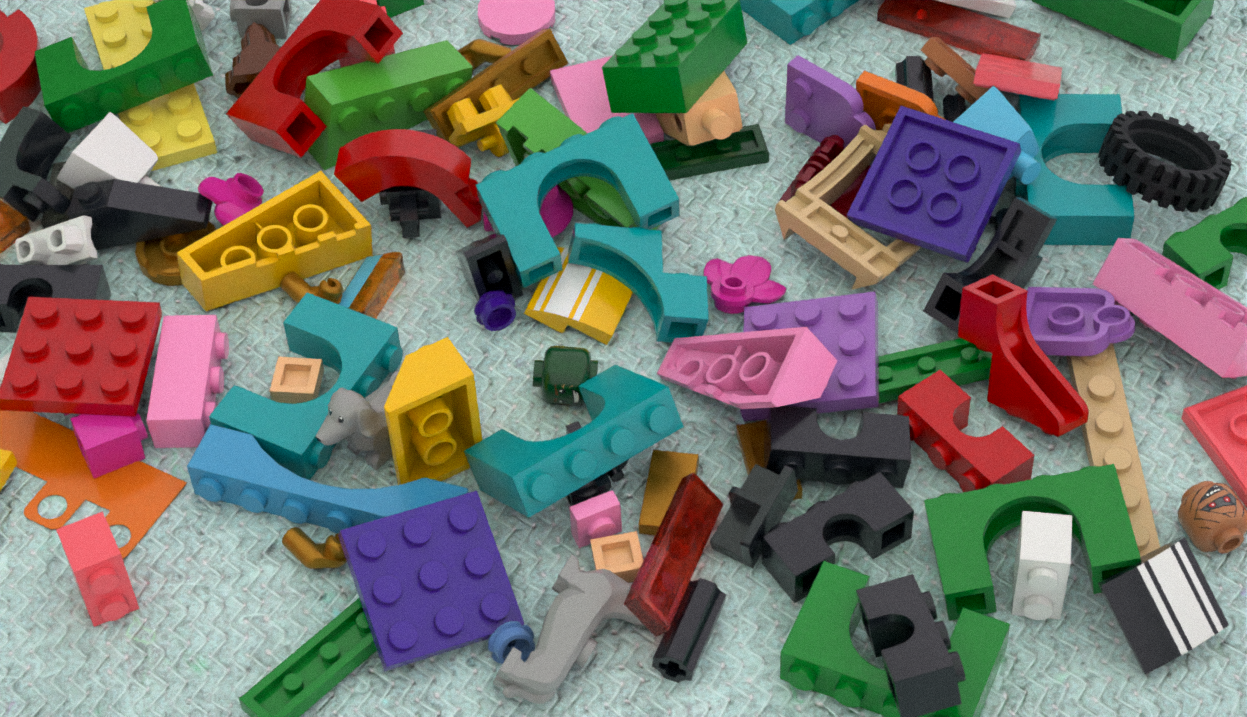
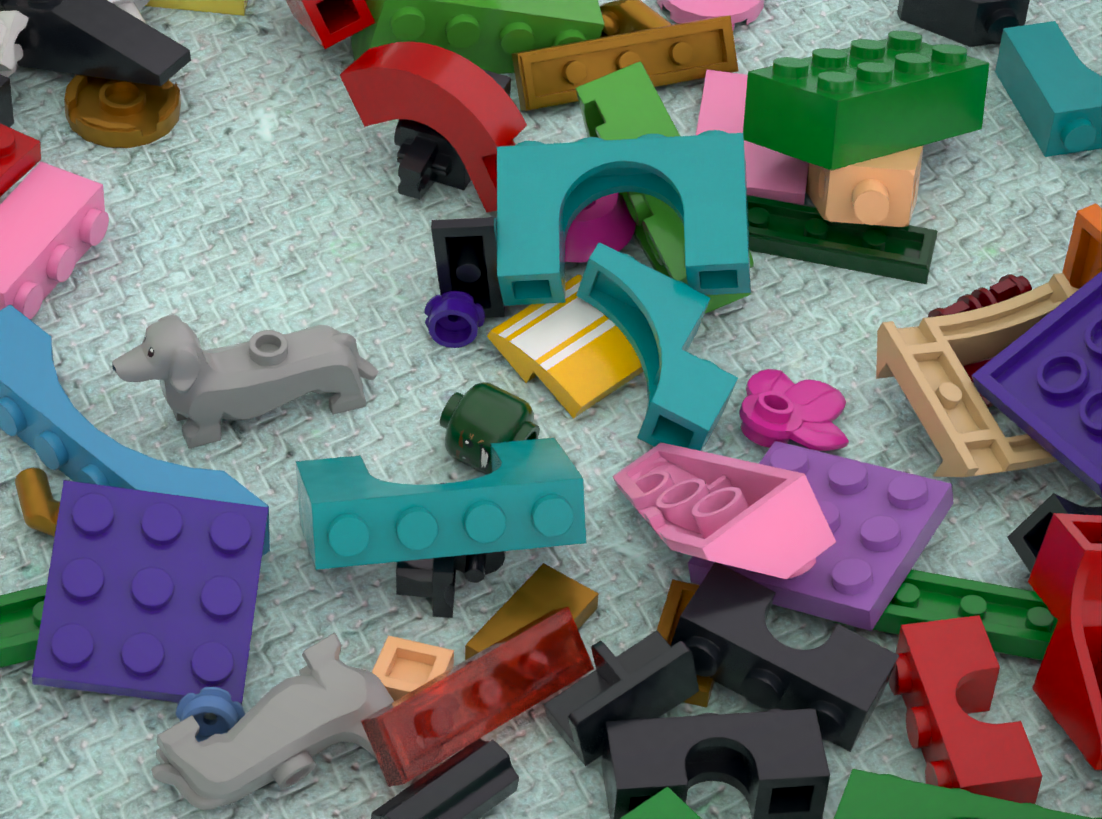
camera: 20 degrees right, 5 degrees down
(232, 196) = (221, 73): dark pink plate -> none
(296, 380) = (154, 296): light nougat plate -> none
(297, 288) = (243, 218): pearl gold arm -> none
(298, 231) = (230, 136): yellow wedge -> none
(346, 341) = (222, 258): teal arch -> none
(373, 283) = (315, 238): clear orange slope -> none
(432, 414) = (264, 393): yellow slope -> none
(472, 126) = (557, 92): yellow hips -> none
(595, 518) = (413, 612): bright pink plate -> none
(822, 103) = (1026, 227): medium lavender plate -> none

